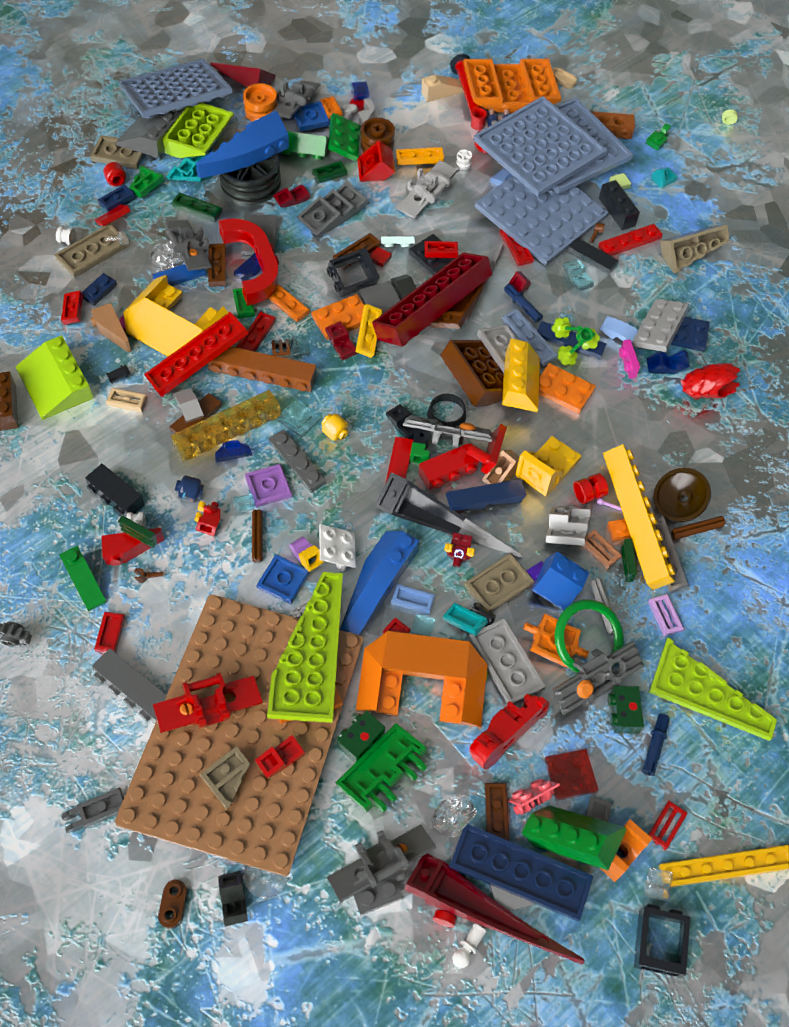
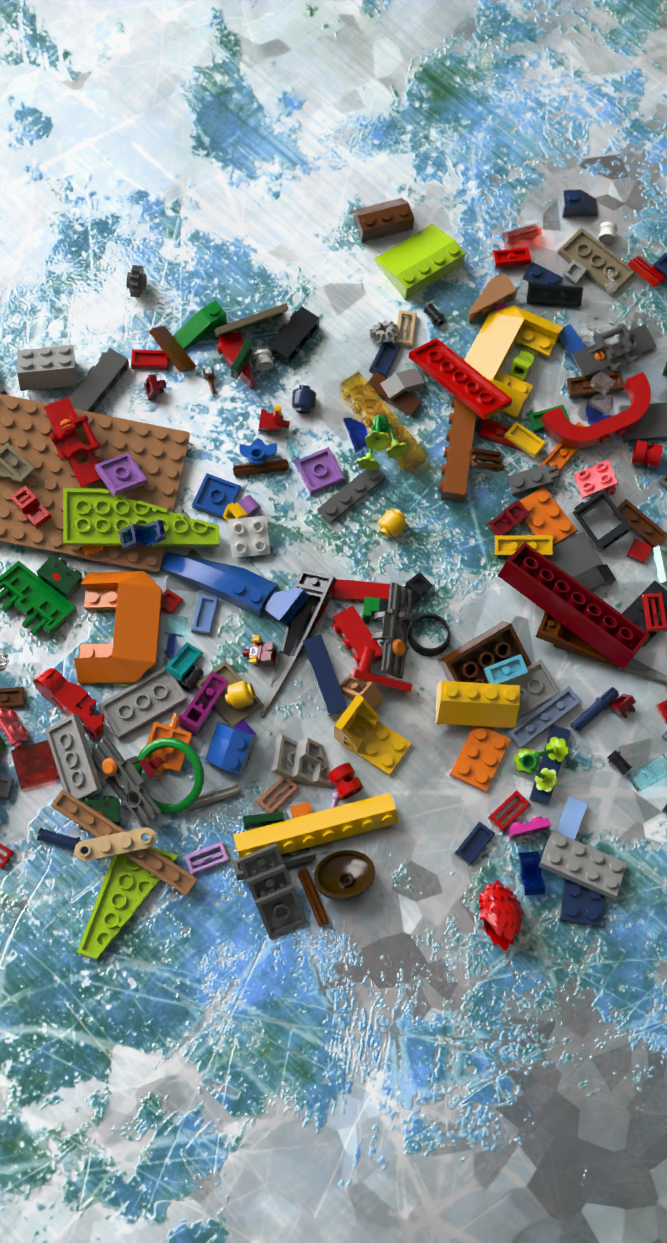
camera: 85 degrees right, 10 degrees up
(28, 255) = (578, 204): none -> dark blue slope
(48, 297) = (515, 236): none -> clear red plate
(90, 525) = (250, 320): none -> dark tan tile
(99, 263) = (575, 271): none -> light grey tile
(102, 736) = (46, 368): none -> light grey brick
(104, 606) = (172, 349): none -> reddish brown tile
(119, 281) = (554, 294): none -> black tile
(132, 417) = (378, 335): none -> light grey gear
(146, 628) = (153, 386): none -> dark red tile
(155, 419) = (385, 358): none -> dark blue tile
(186, 309) = (523, 361): none -> lime leg
(219, 255) = (602, 382): none -> clear slope
(236, 261) = (602, 403): none -> clear slope
(241, 534) = (258, 452): none -> blue plate
(255, 657) = (121, 474): none -> medium lavender tile
(262, 412) = (378, 440): none -> lime plant
(264, 318) = (525, 439): none -> yellow tile
(292, 236) = (647, 454): none -> red wheel
(304, 318) = (533, 478): none -> dark grey hinge
(312, 271) = (596, 479): none -> coral hinge
(331, 638) = (139, 536): none -> clear blue slope
(412, 520) = (285, 604): none -> slope
(447, 629) = (171, 645): none -> clear blue tile
(491, 352) = (506, 670): none -> medium azure plate
(506, 566) = (240, 694): none -> yellow head
(513, 601) = (203, 703): none -> magenta slope
(567, 294) = (619, 762): none -> black pin
(572, 729) = (73, 757): none -> light grey plate
(585, 646) = (151, 766): none -> dark red tile
(610, 374) = (497, 823): none -> red tile
(642, 400) = (475, 843): none -> dark blue tile
(659, 685) = (146, 858): none -> medium nougat tile
(667, 688) = (115, 844): none -> tan plate
(699, 555) = (272, 890): none -> dark grey slope

